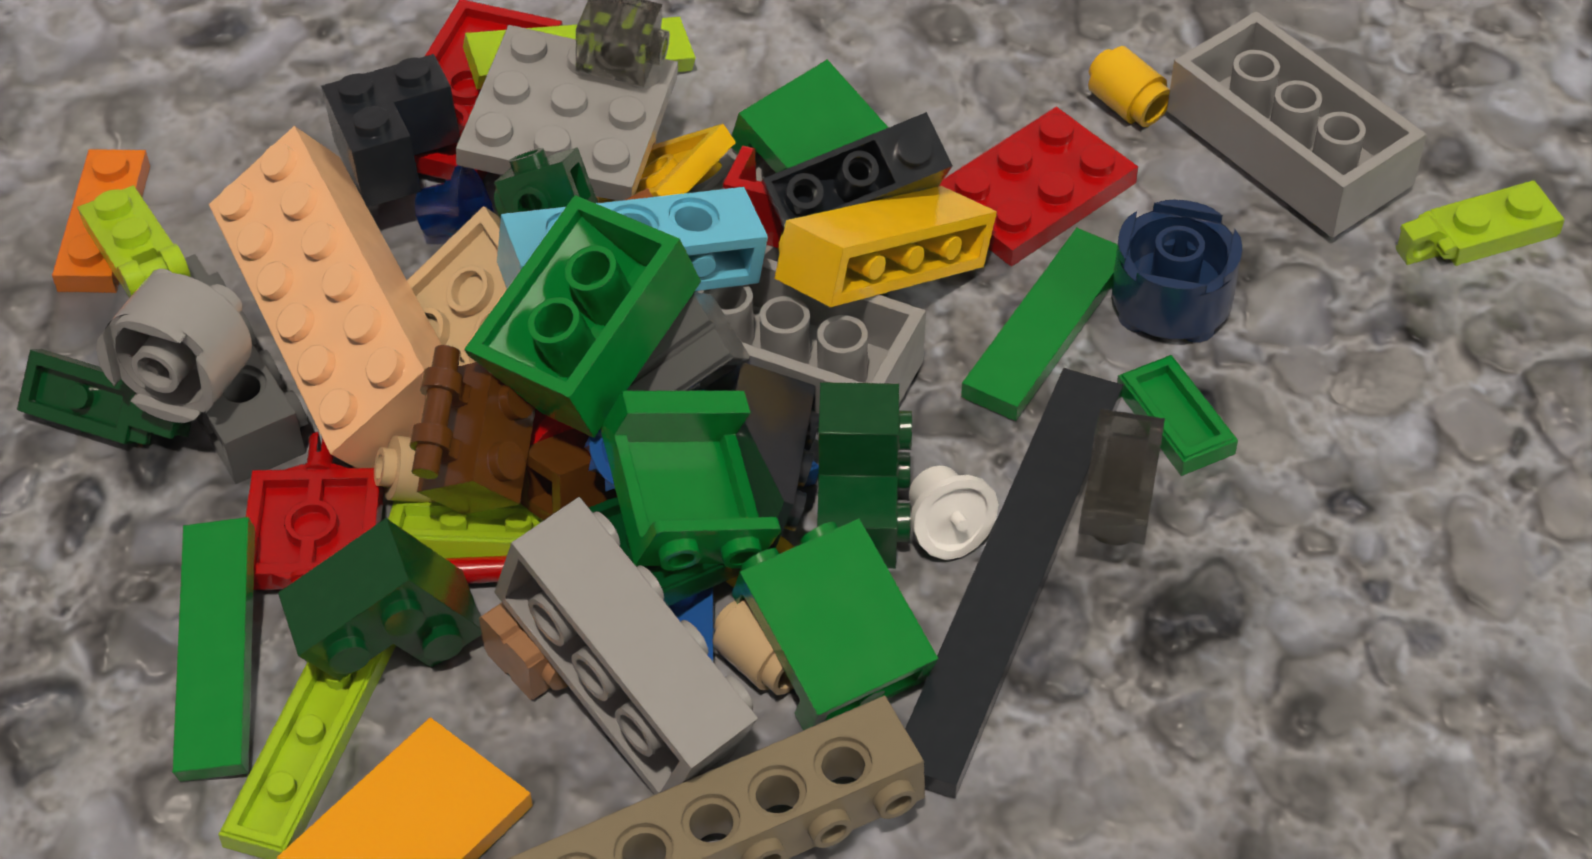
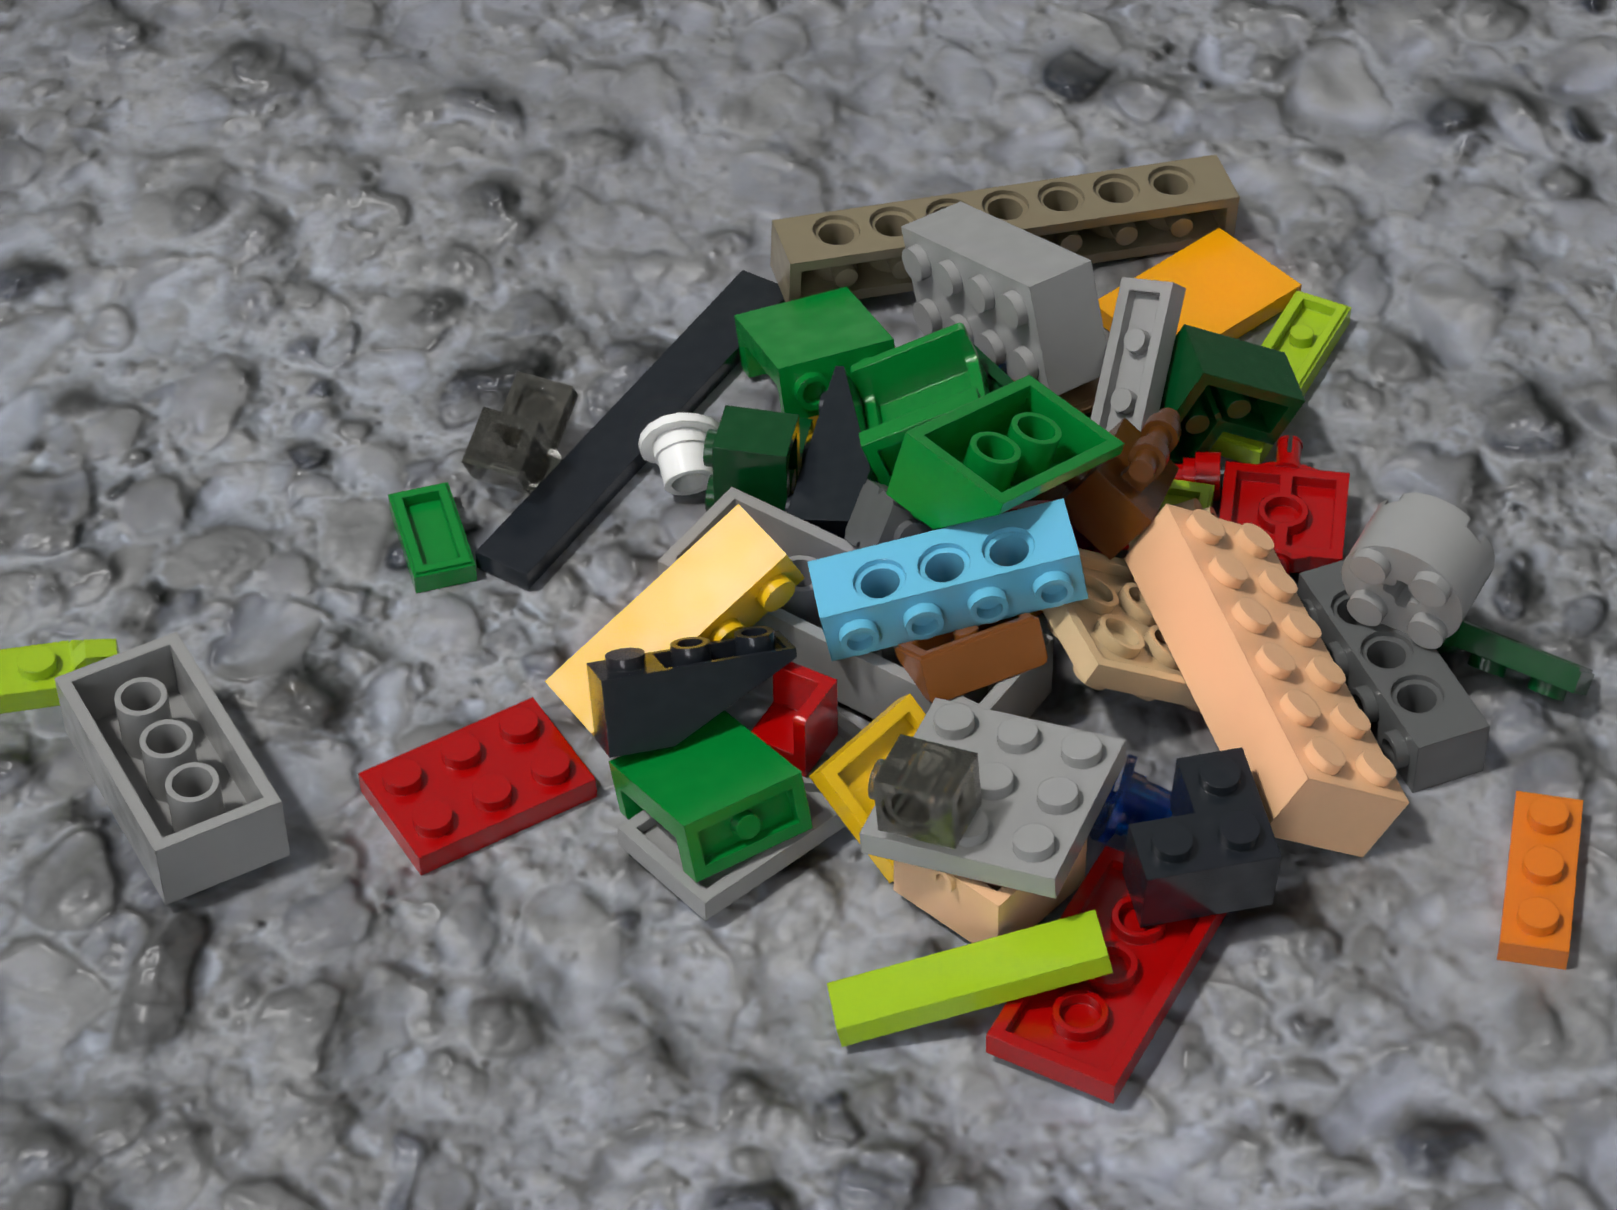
camera: 170 degrees left, 5 degrees down
(130, 237) = (1487, 760): lime plate -> none
(214, 650) = (1365, 422): green tile -> none
(460, 572) = (1138, 352): none -> light grey plate
(542, 182) = (1032, 672): dark green brick -> none
(1043, 326) = (520, 636): green tile -> none
(1129, 86) = (324, 868): yellow brick -> none
(1176, 271) = (378, 624): dark blue brick -> none

